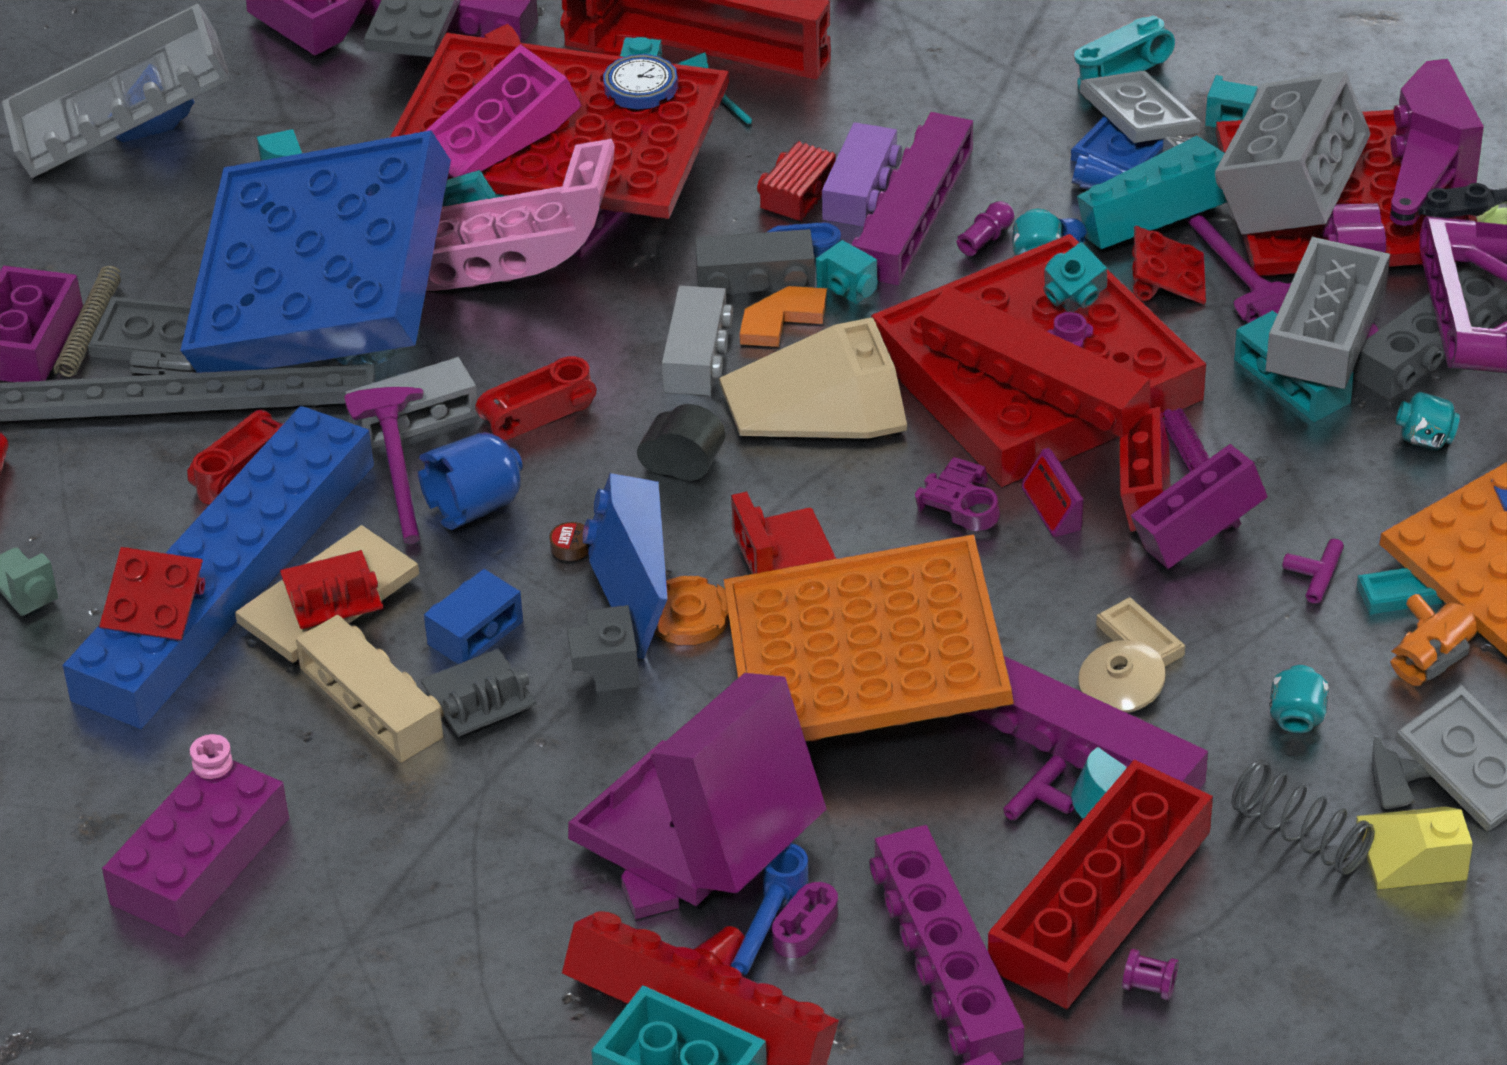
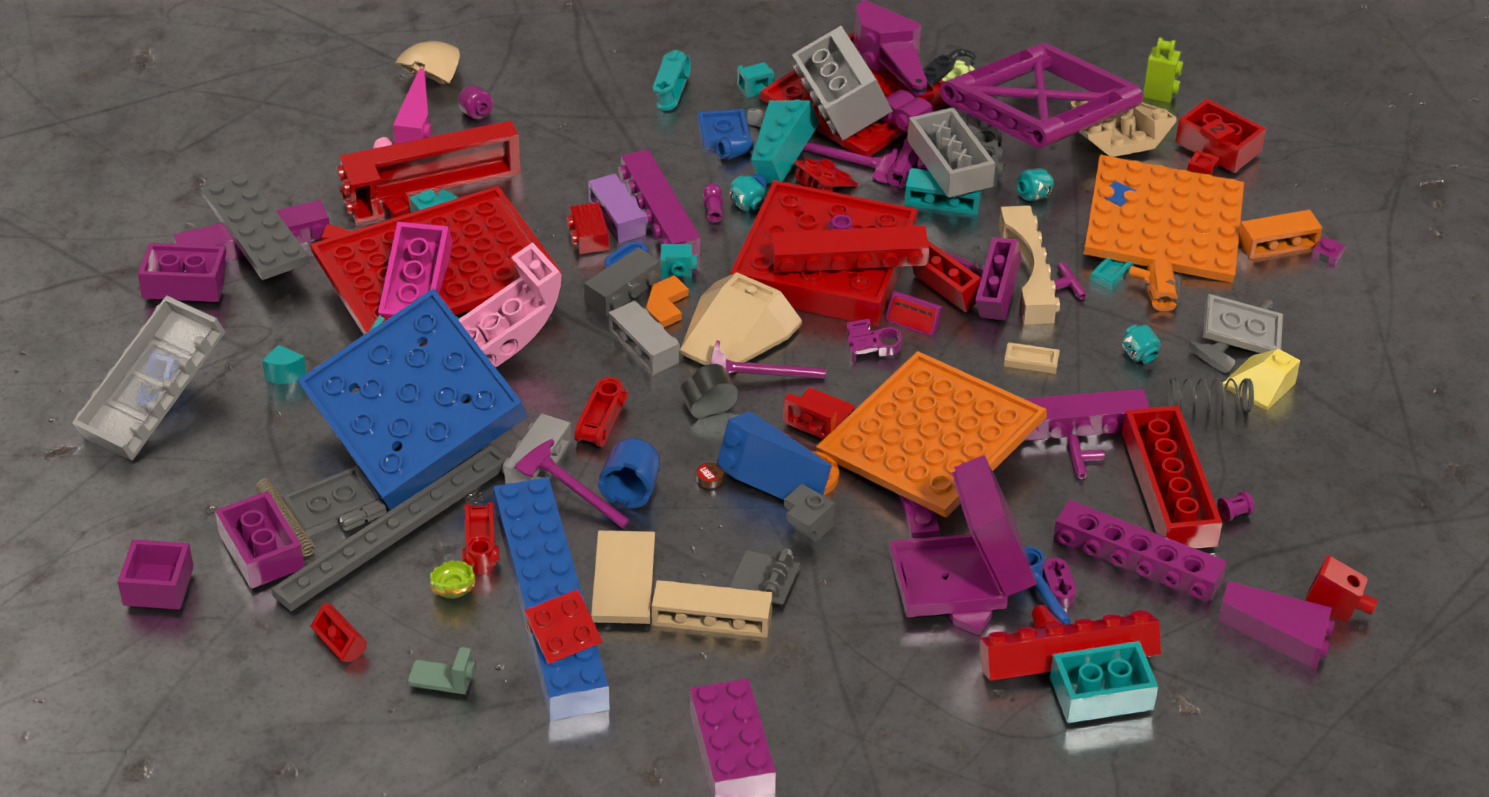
camera: 45 degrees left, 0 degrees up
(152, 485) = (452, 579): none -> lime hair
(215, 766) = (709, 693): bright pink bush -> none
(331, 588) = (634, 570): red hinge -> none
(473, 617) = (718, 541): blue brick -> none
(640, 81) = (462, 213): tile -> none
(737, 424) = (765, 369): none -> magenta piece
(1074, 278) = (819, 197): teal brick -> none
(1094, 780) = (1112, 435): teal brick -> none
(1127, 688) = (1039, 385): tan dish -> none
(1139, 106) = (711, 102): light grey tile -> none
(1240, 561) = (1037, 296): none -> tan arch

